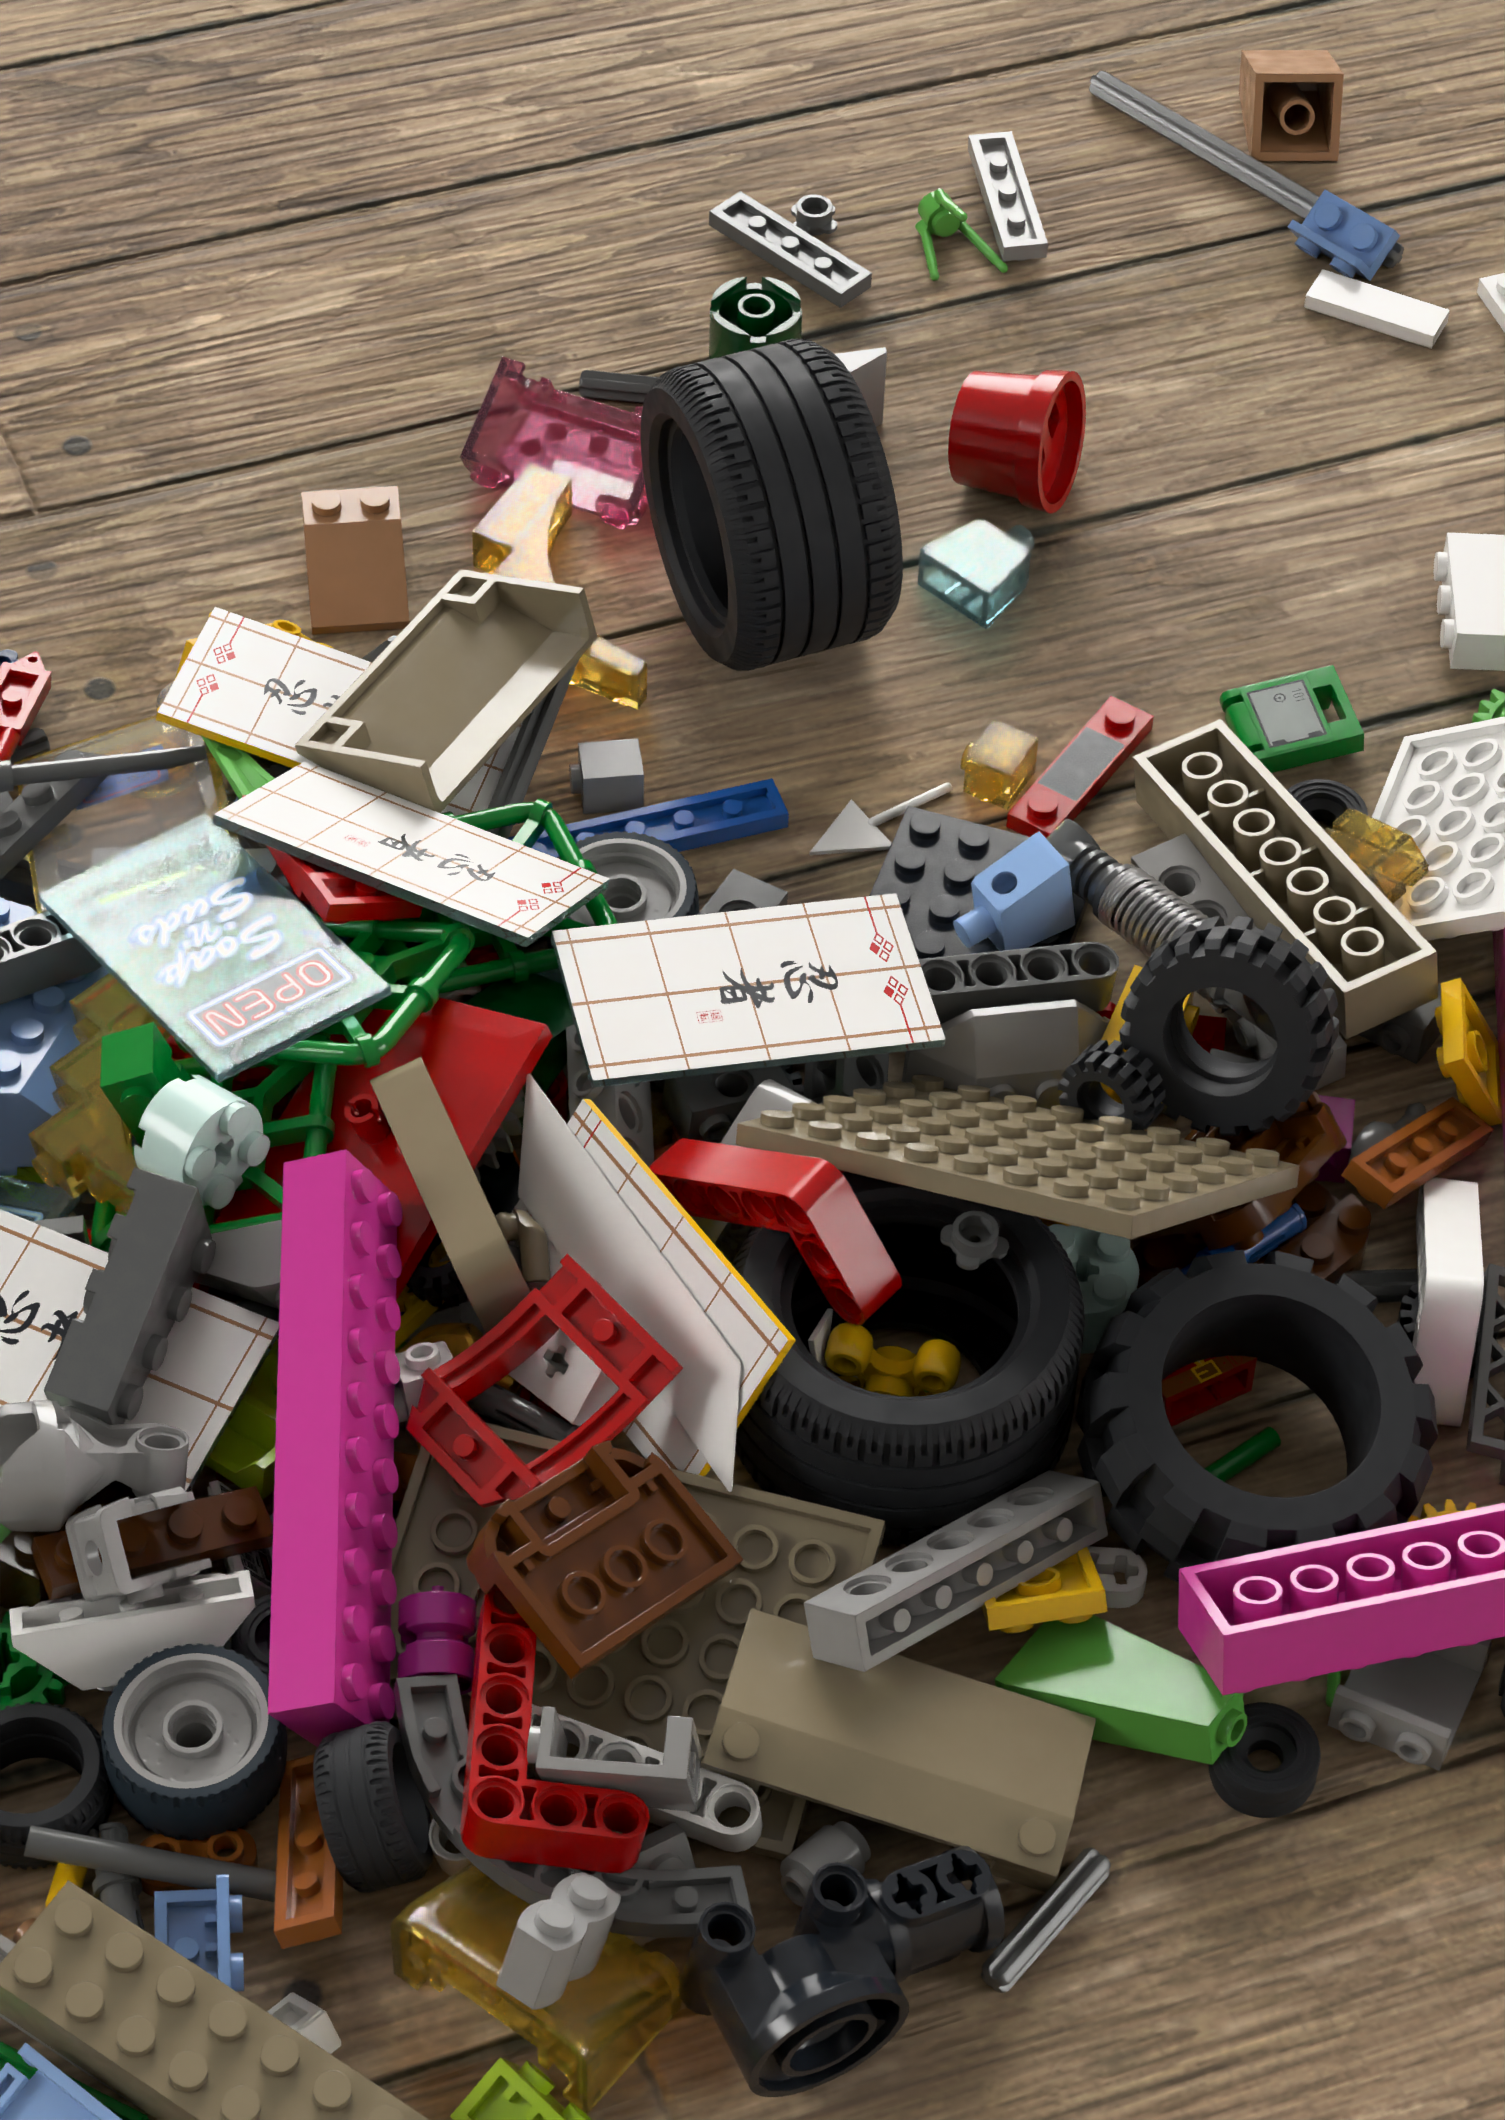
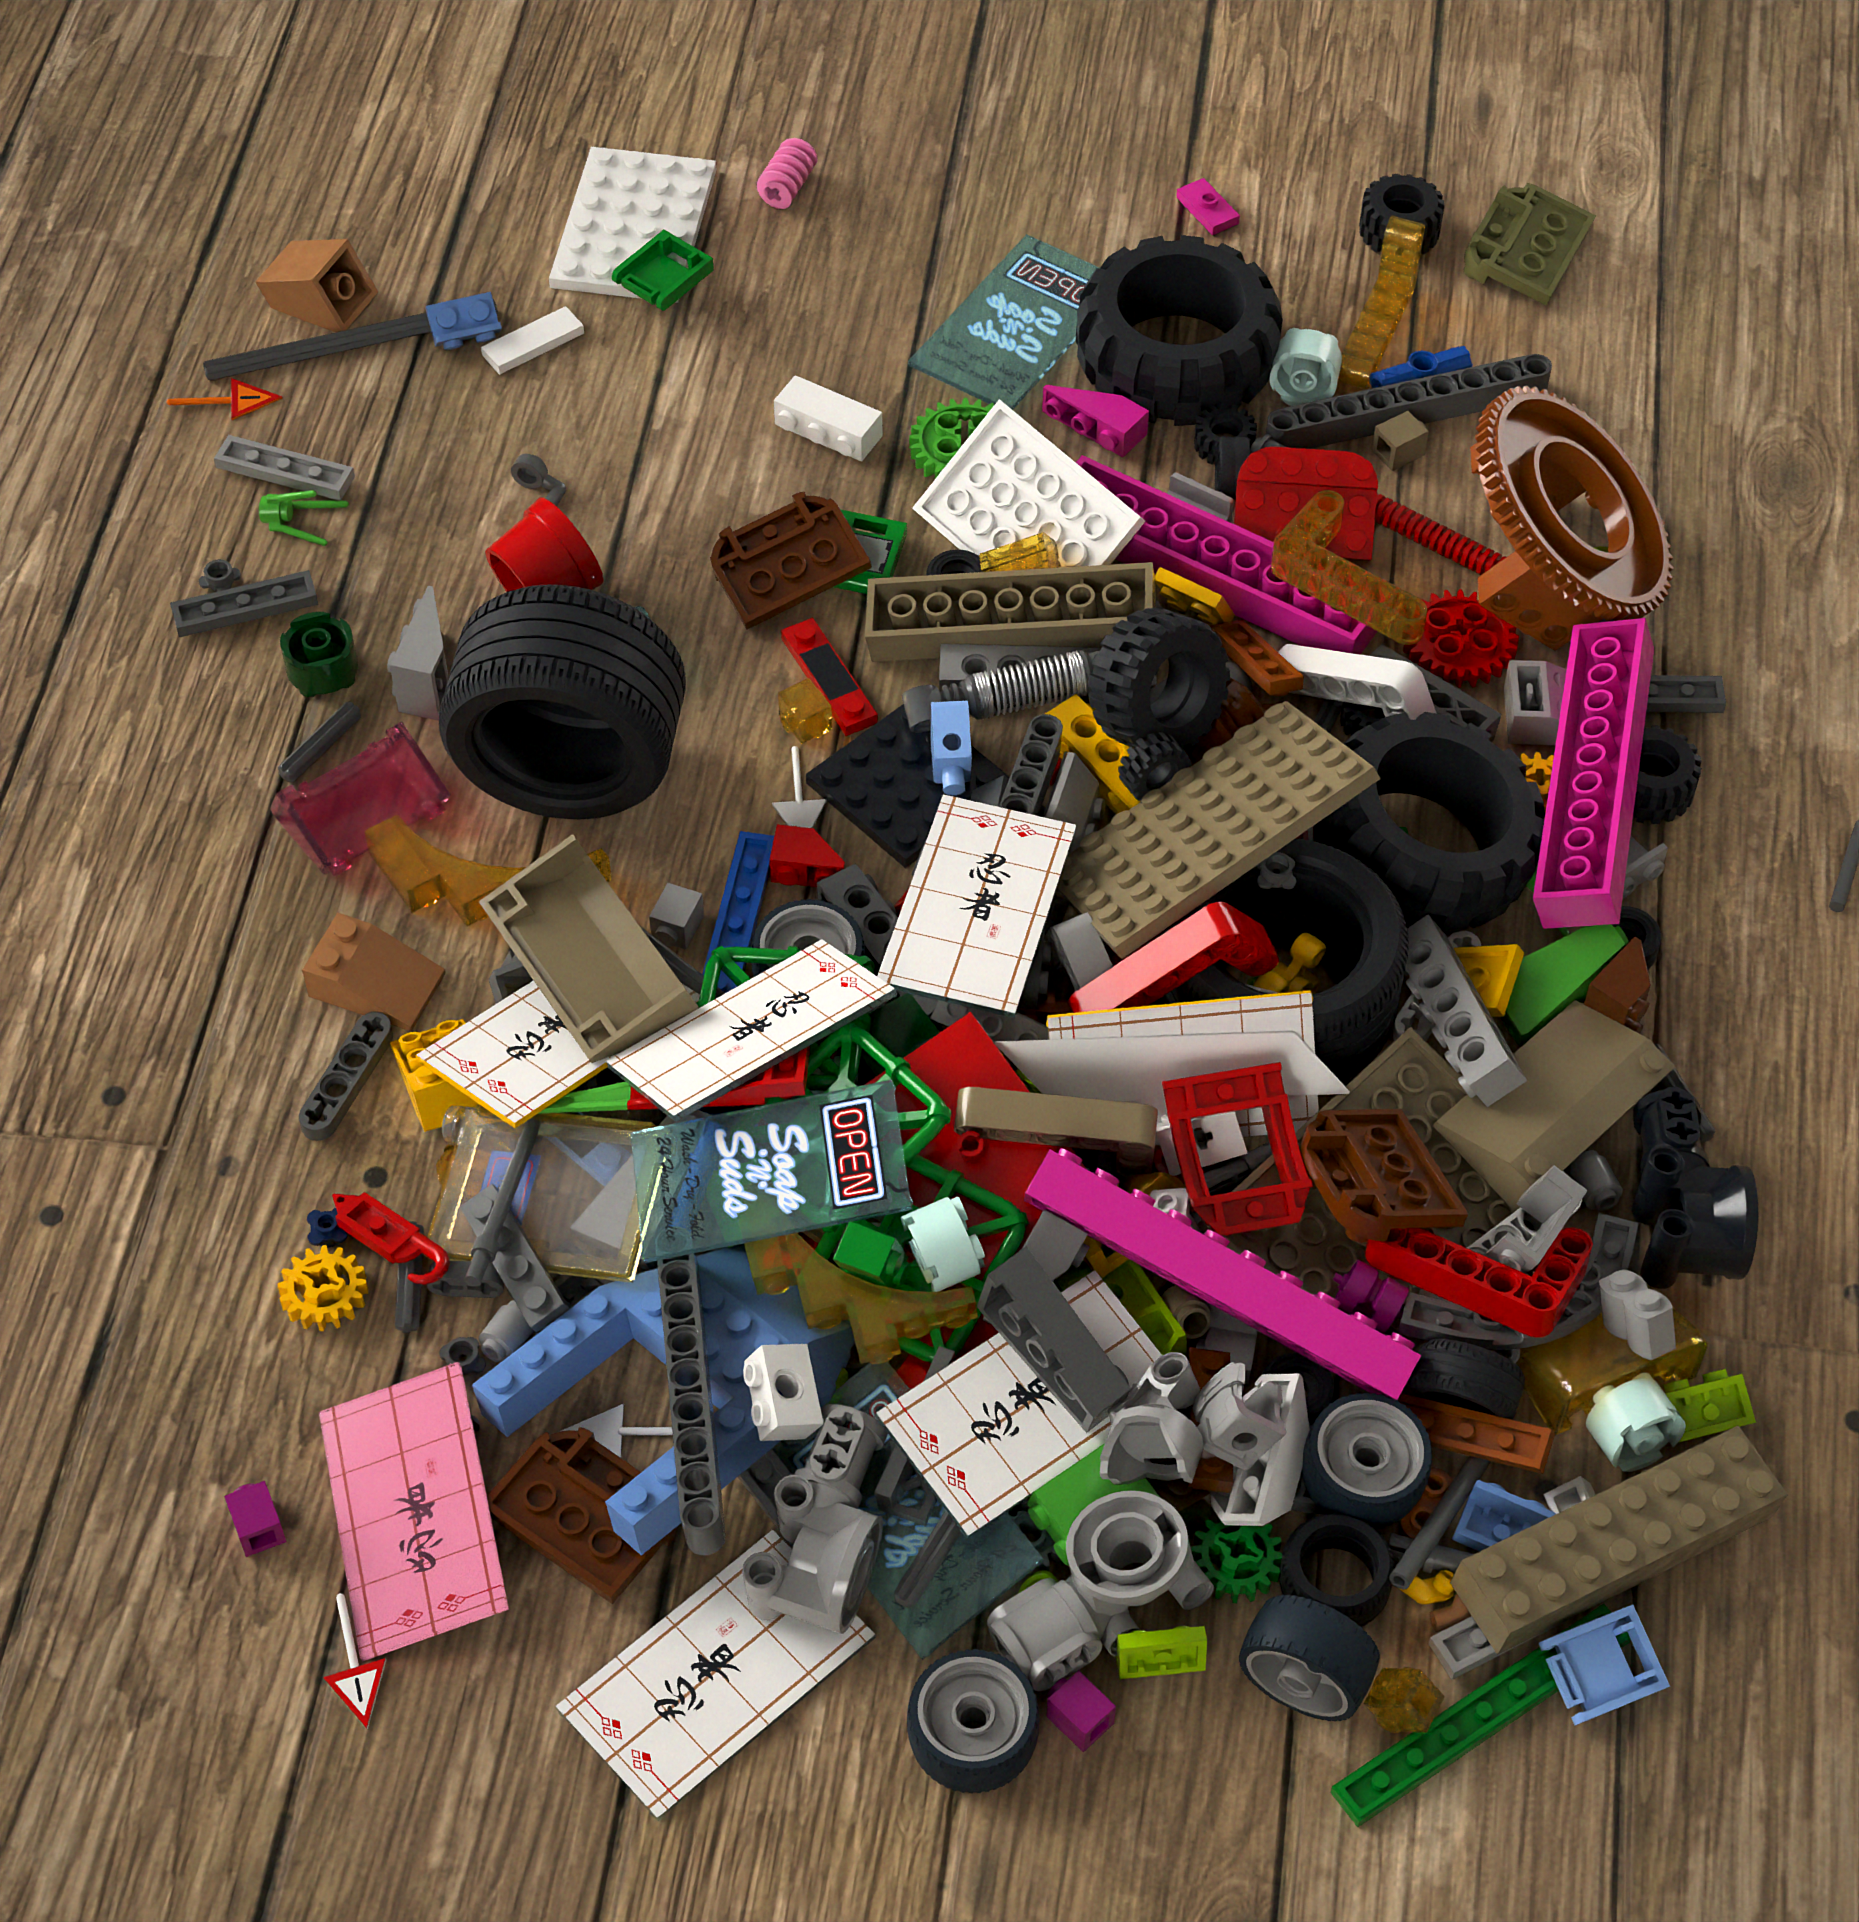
camera: 60 degrees left, 5 degrees up
(208, 595) = (351, 1077): none -> dark grey beam
(433, 2037) = (1634, 1422): none -> light aqua brick
(774, 845) = (801, 857): none -> red slope
(1086, 130) = (243, 399): none -> piece
(1142, 1770) = (1622, 987): none -> reddish brown slope
(1168, 387) = (532, 473): none -> dark grey plate
(1213, 647) = (786, 558): none -> reddish brown plate

